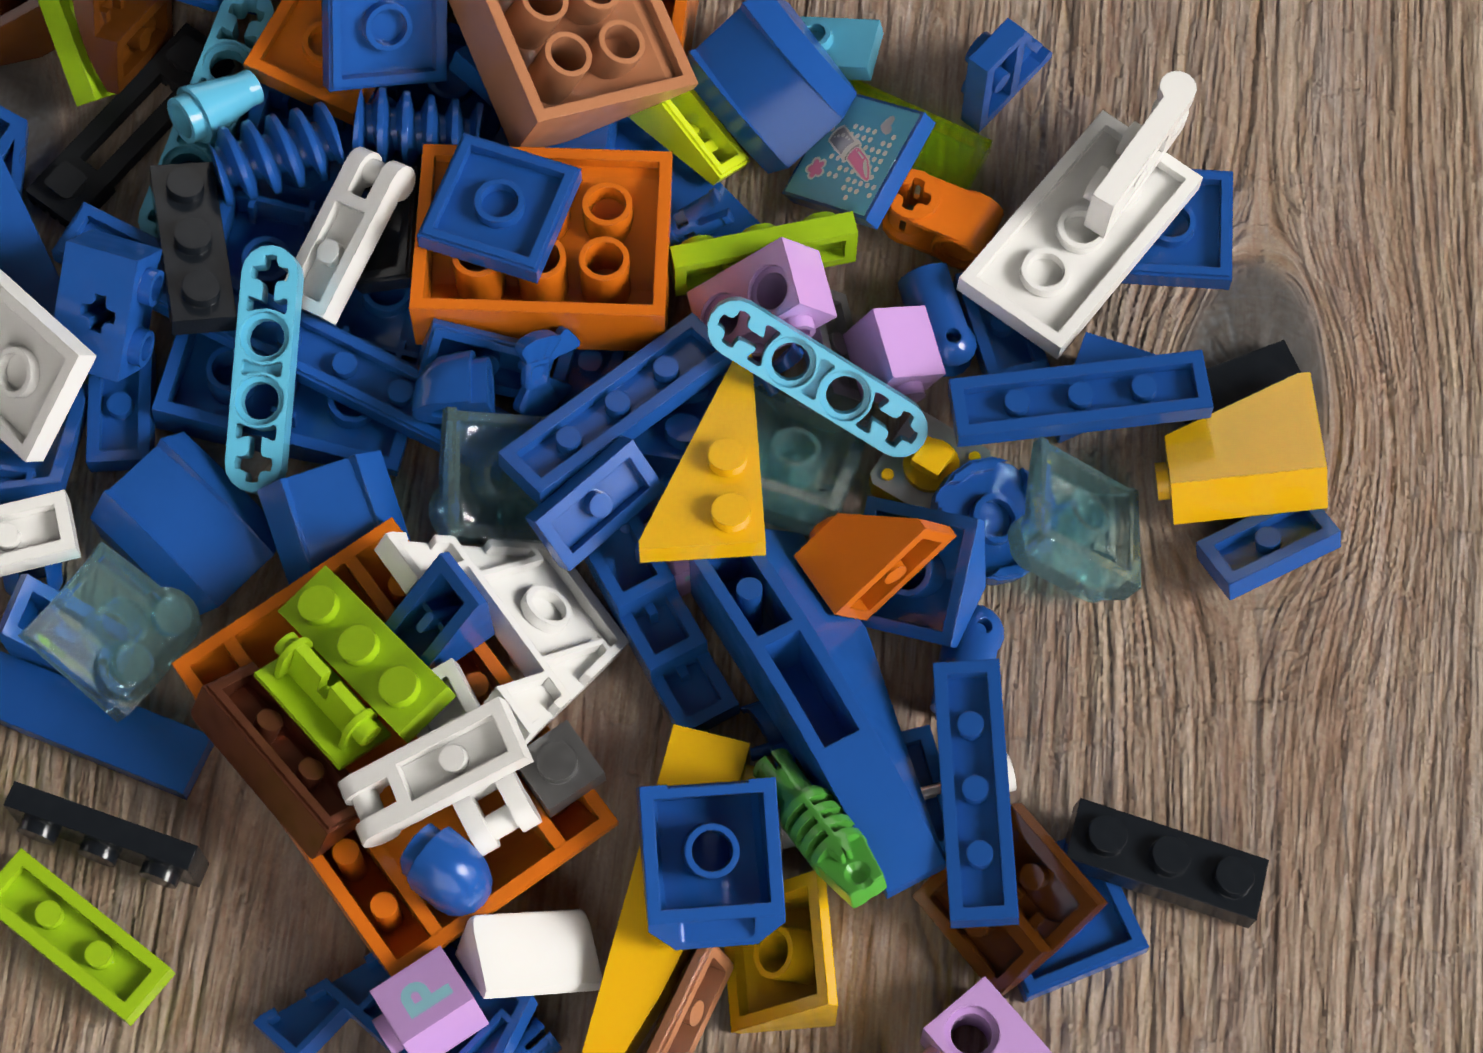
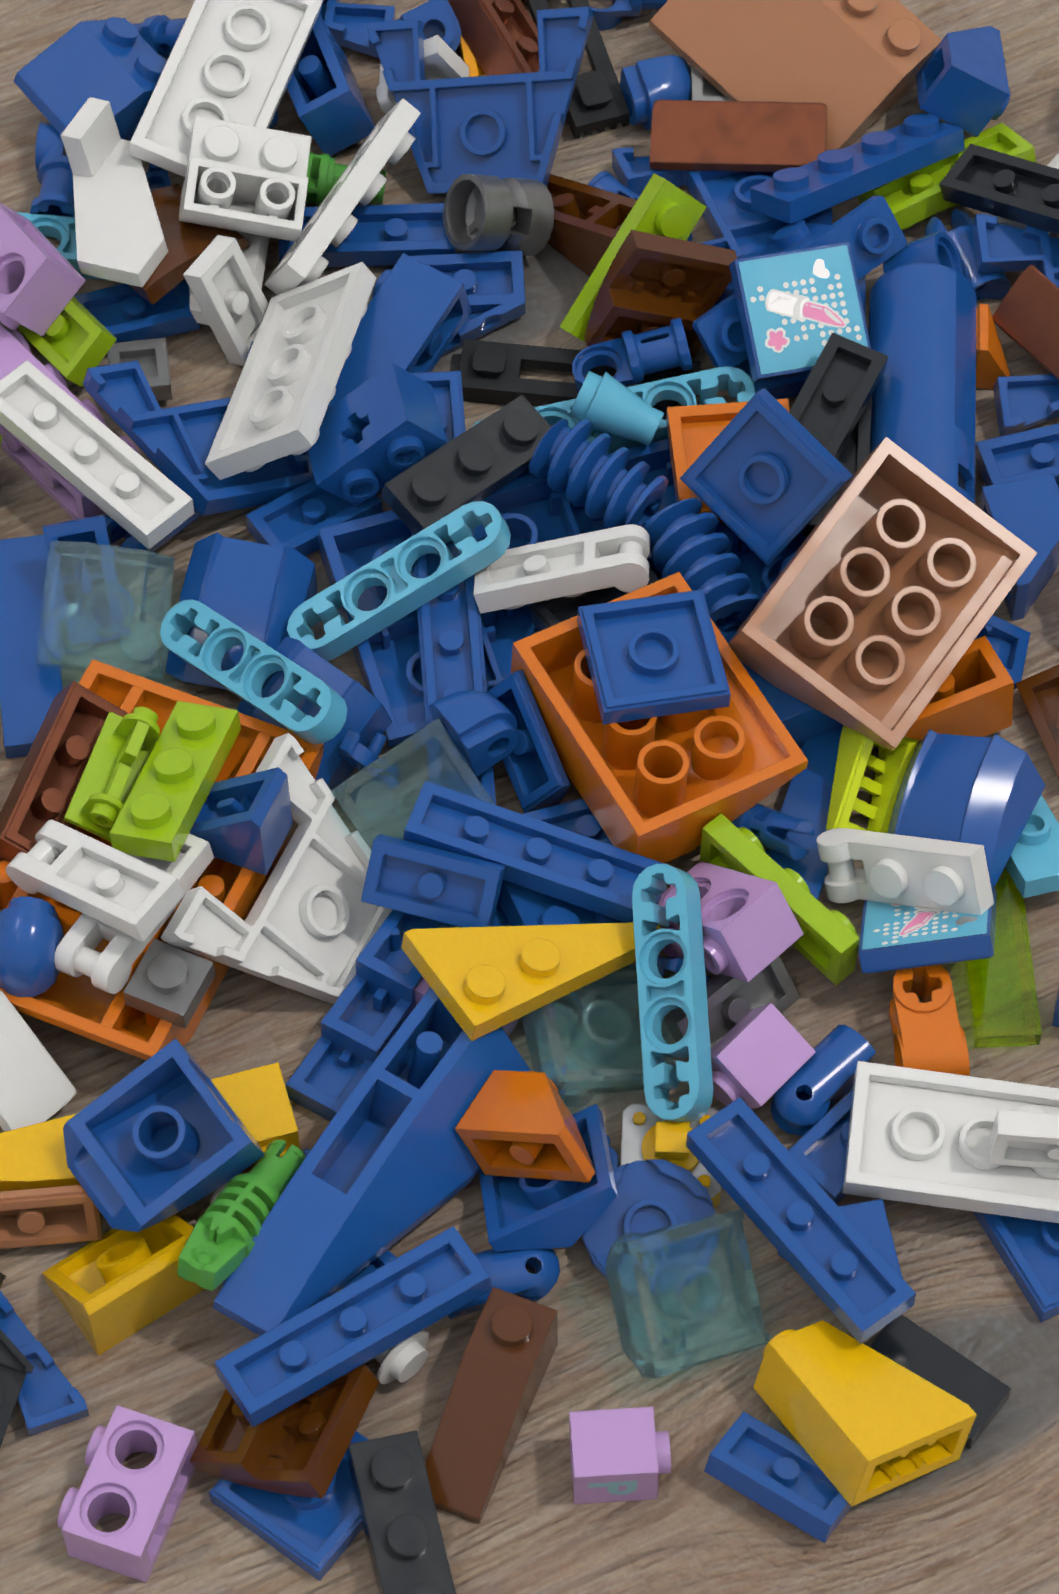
camera: 60 degrees right, 10 degrees down
(160, 63) = (636, 354): none -> blue connector
(279, 531) = (252, 670): none -> medium azure beam
(413, 490) = (356, 753): none -> blue piece
(539, 391) = (544, 766): blue piece -> none
(804, 145) = (905, 871): none -> white plate
(1076, 726) = (489, 1401): none -> reddish brown slope
(1179, 658) = (617, 1455): none -> lavender brick

